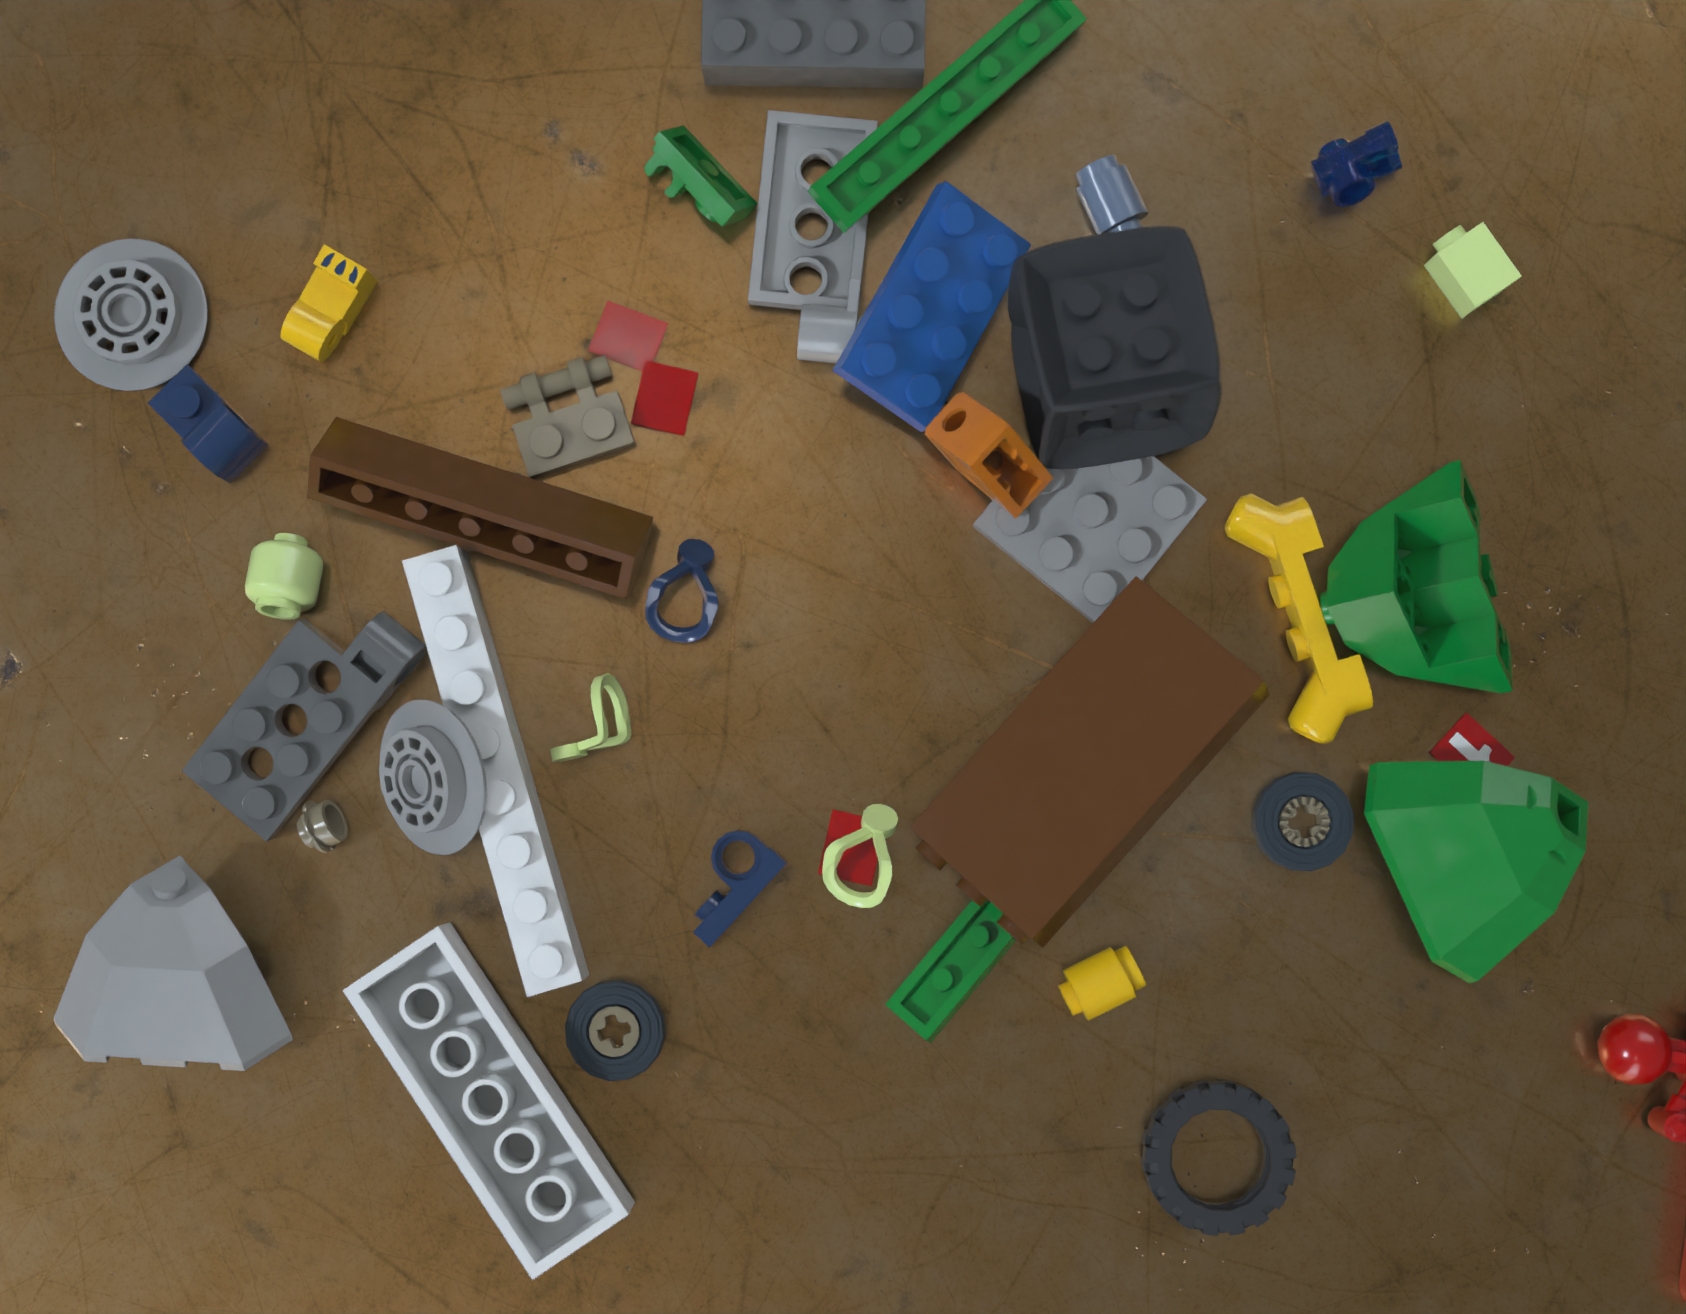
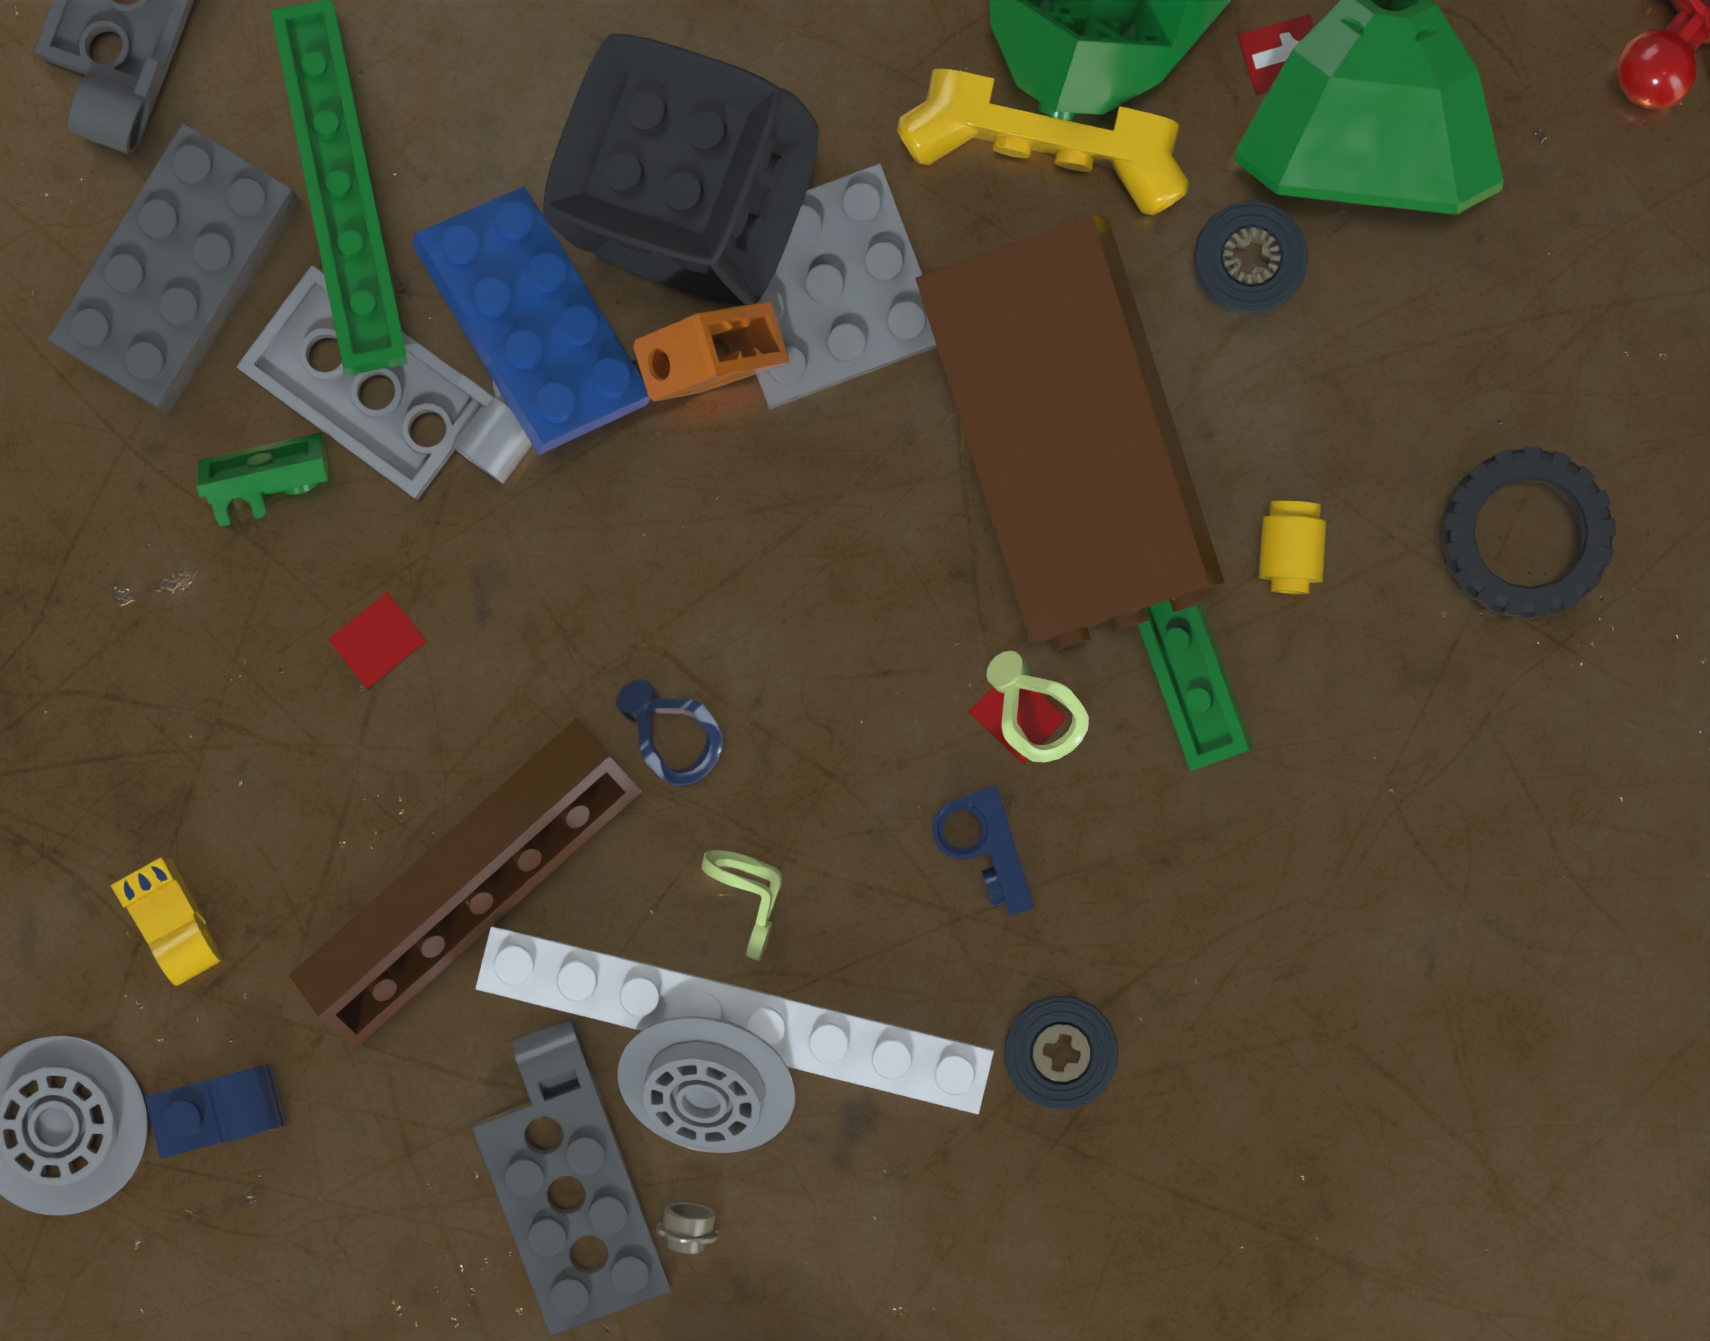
camera: 60 degrees left, 0 degrees up
(284, 576) = (417, 1120): yellowish green head -> none
(490, 1099) = (1057, 1211): white brick -> none
(574, 432) = (442, 748): dark tan plate -> none
(664, 397) = (460, 639): red sticker -> none
(1110, 196) = (527, 81): sand blue brick -> none

